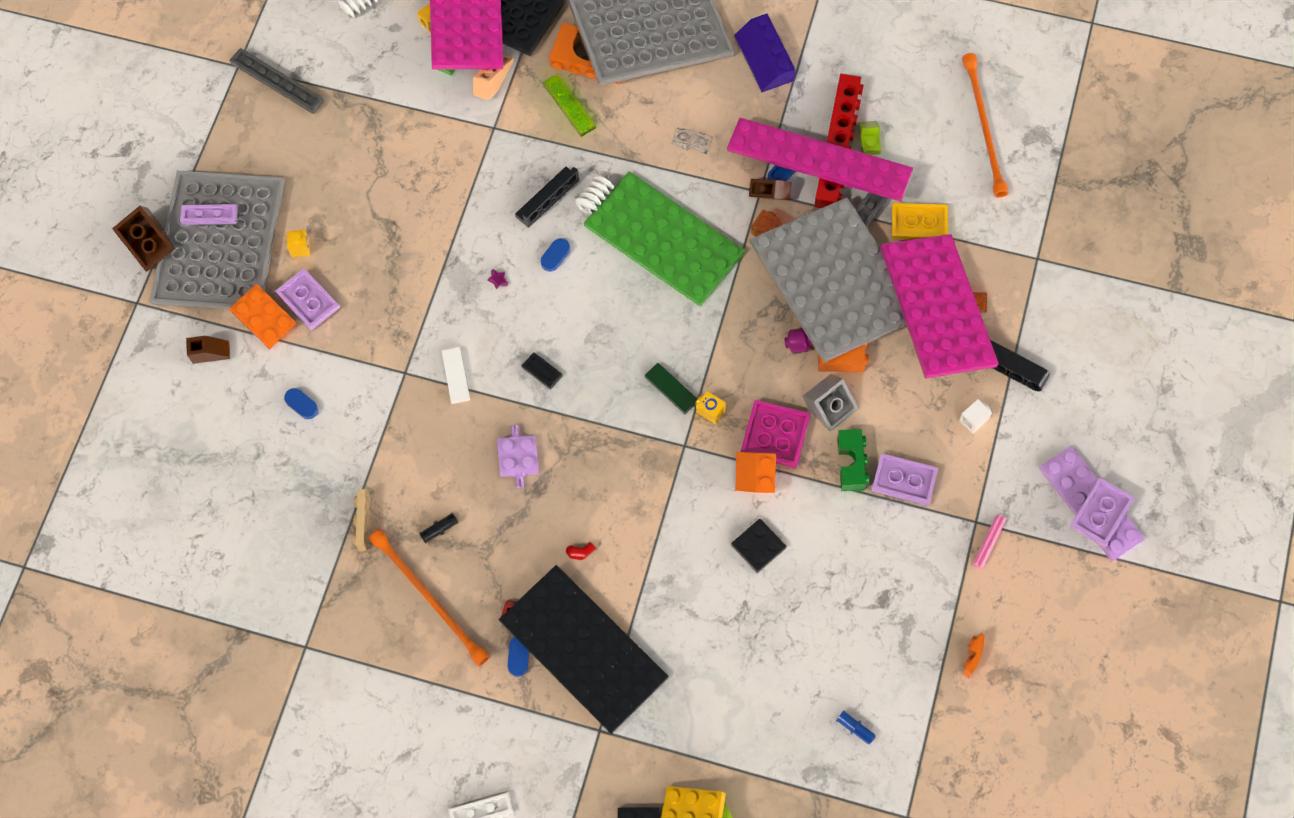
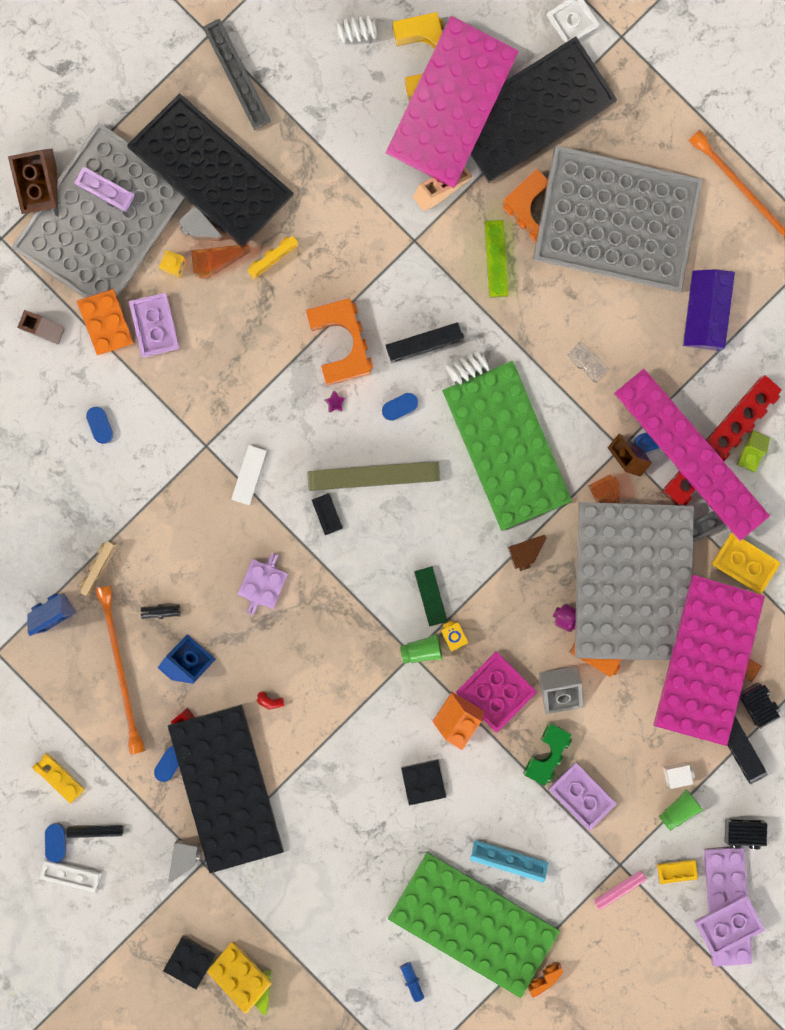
camera: 25 degrees right, 20 degrees up
(293, 157) = (210, 170): none -> black plate
(306, 205) = (198, 226): none -> light grey slope
(332, 223) = (213, 260): none -> clear orange slope
(340, 579) = (49, 614): none -> blue slope
(381, 196) = (272, 256): none -> yellow plate
(422, 726) = (58, 778): none -> yellow plate
(449, 787) = (55, 842): none -> blue tile
(467, 209) = (342, 314): none -> orange arch
(482, 756) = (94, 831): none -> black axle
(483, 556) = (186, 661): none -> blue slope
(564, 318) = (373, 476): none -> olive beam
(579, 731) = (183, 858): none -> light grey slope
(690, 433) = (422, 650): none -> bright green plant
(730, 309) = (526, 552): none -> reddish brown slope
(876, 569) = (509, 861): none -> medium azure plate
(880, 645) = (473, 924): none -> bright green plate
(997, 442) = (680, 810): none -> bright green plant
(1005, 323) = (759, 705): none -> black brick
(1028, 497) = (677, 871): none -> yellow plate
(1064, 431) = (745, 833): none -> black brick

